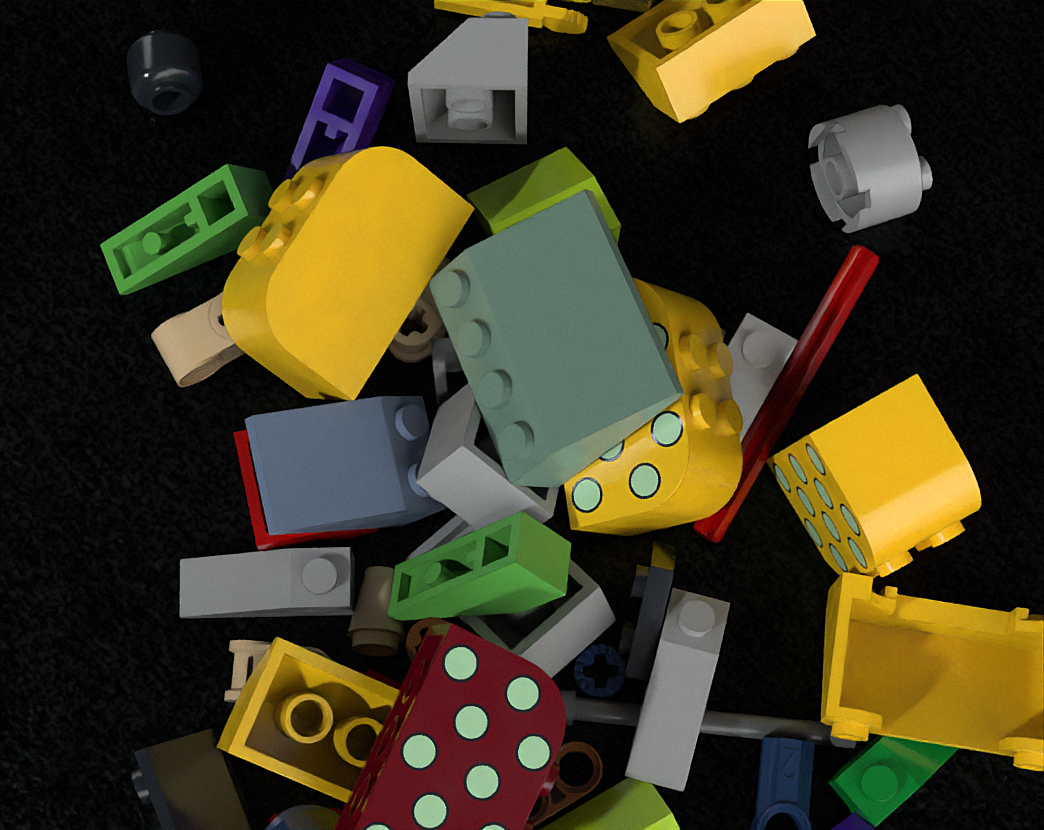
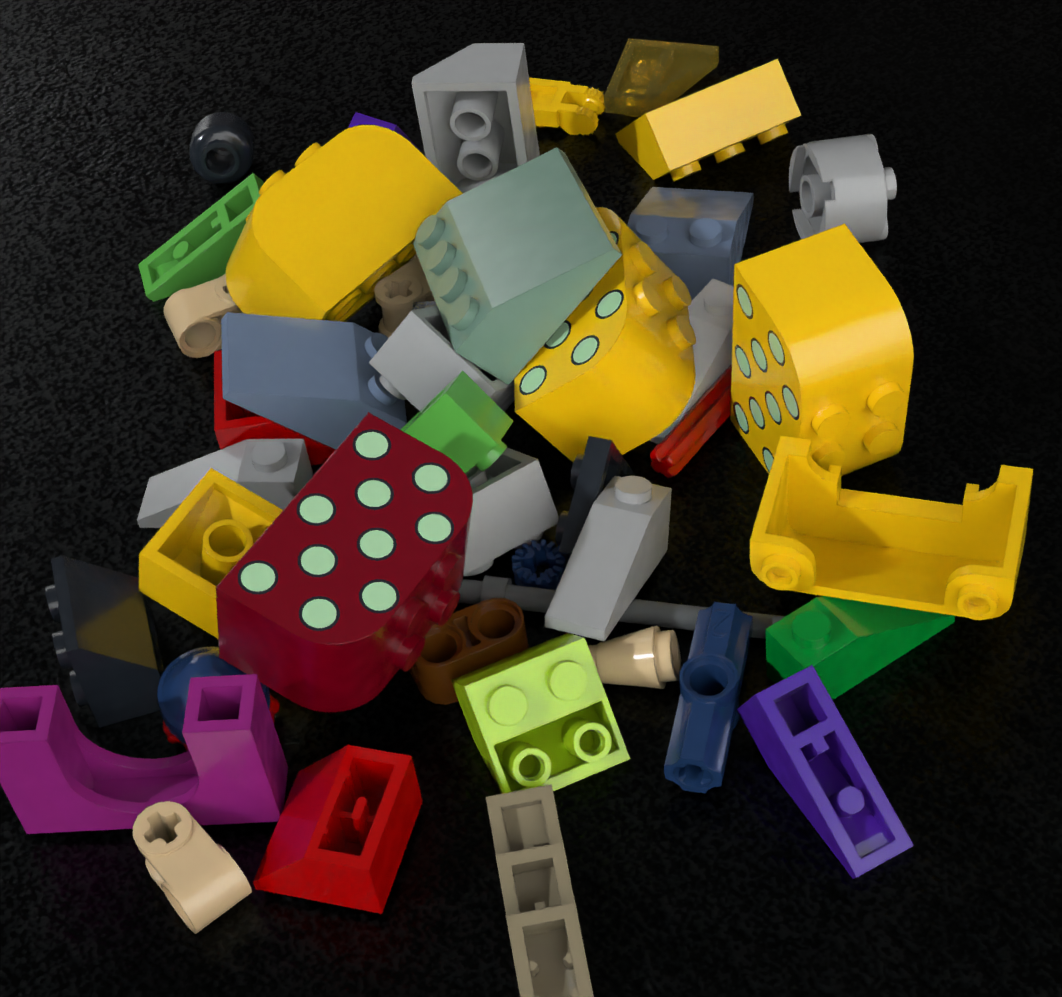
camera: 15 degrees right, 30 degrees down
(706, 212) = (694, 232): none -> sand blue slope
(711, 787) = (639, 658): none -> tan cone

